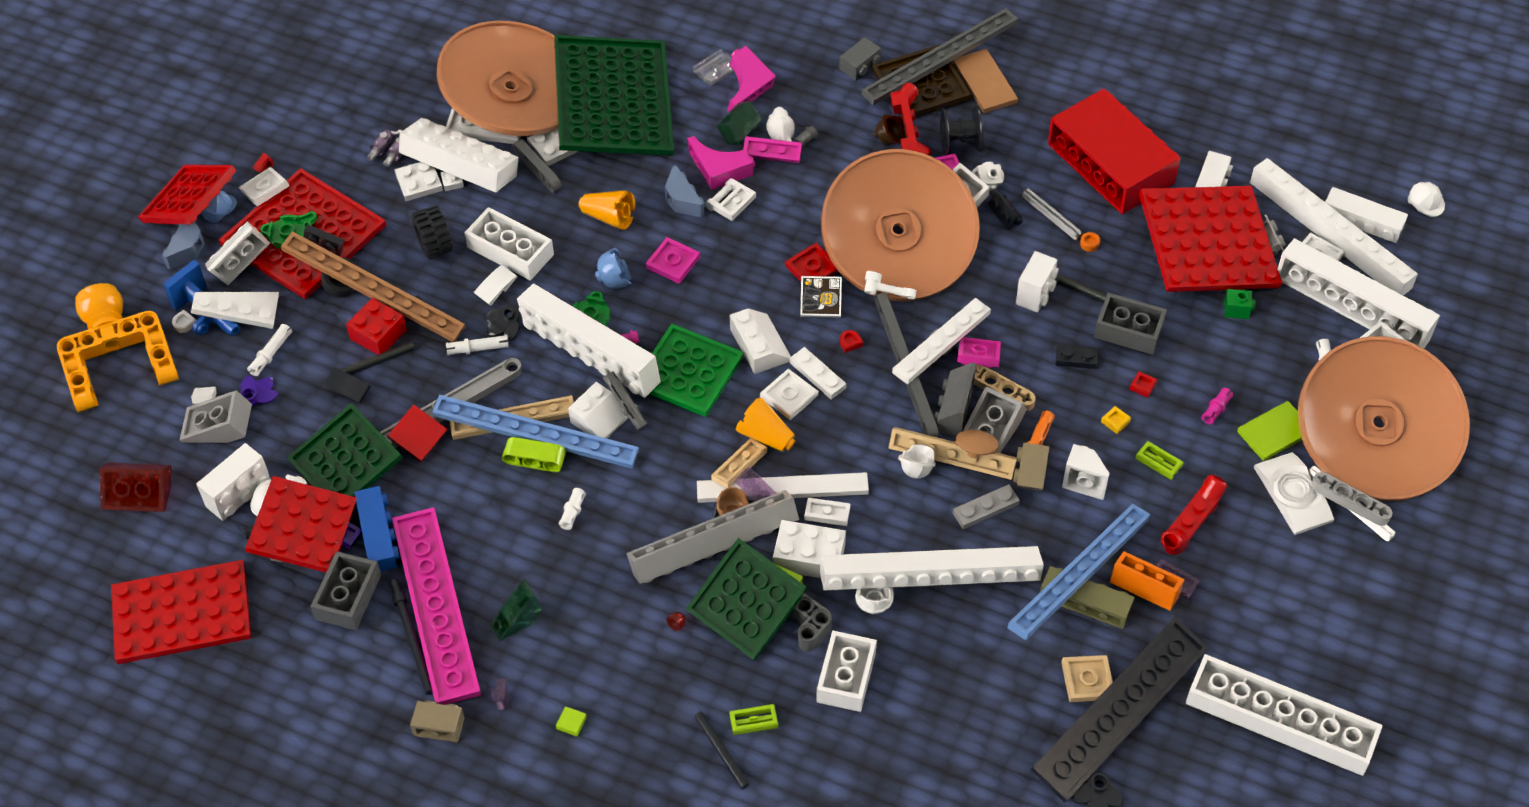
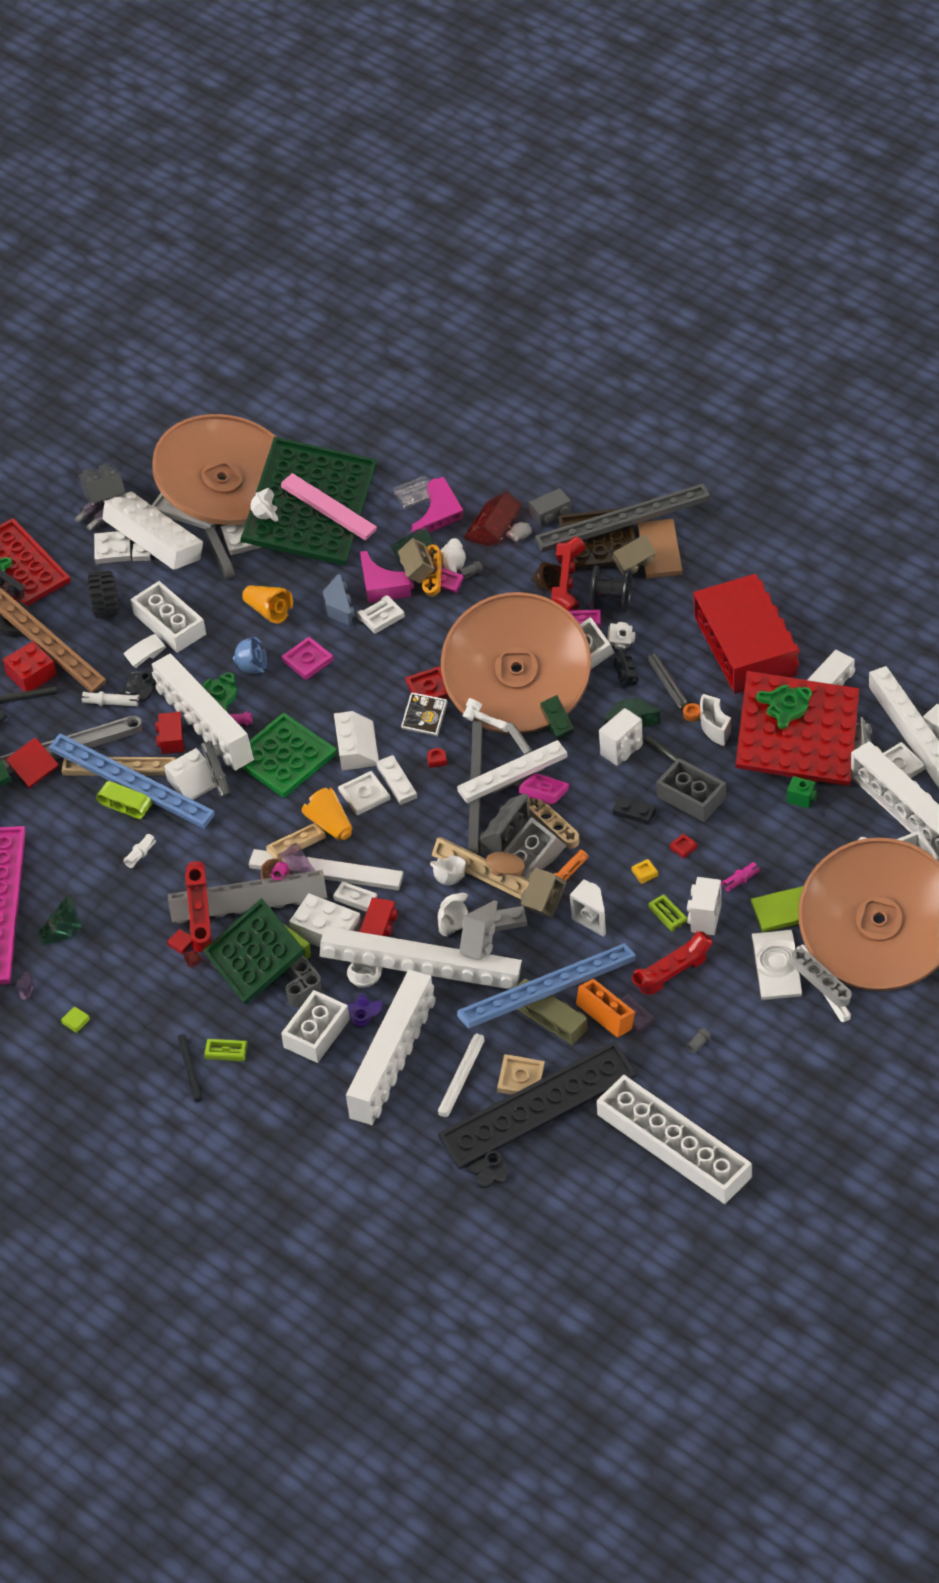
camera: 20 degrees right, 5 degrees down
(387, 115) = (101, 483): none -> dark grey brick
(558, 369) = (170, 732): none -> red brick
(572, 108) = (262, 505): none -> white piece
(636, 97) = (328, 506): none -> bright pink tile
(655, 603) = (180, 941): none -> red tile
(669, 560) = (198, 905): none -> red plate
(740, 500) = (280, 869): none -> dark pink pin
(753, 137) = (416, 560): none -> dark tan brick
(767, 151) = (436, 577): none -> light orange beam
(807, 81) = (493, 520): none -> clear red slope
(838, 88) = (519, 531): none -> light grey animal
(864, 531) = (379, 917): none -> red brick
(887, 639) = (363, 1009): none -> dark purple plate
(932, 305) = (519, 738): none -> light grey tile
(940, 509) = (452, 914): none -> white hair
(941, 679) = (390, 1047): none -> white brick
(962, 274) = (556, 717): none -> dark green brick
(972, 91) = (634, 555): none -> dark tan brick
(991, 525) = (479, 931): none -> light grey slope
(1022, 691) = (461, 1075): none -> white axle
(1025, 251) = (648, 713): none -> clear green slope
(1119, 245) = (713, 720): none -> white brick
(1194, 214) = (785, 703): none -> green tile
(1201, 445) = (705, 905): none -> white brick
(1256, 591) = (699, 1040): none -> dark grey pin

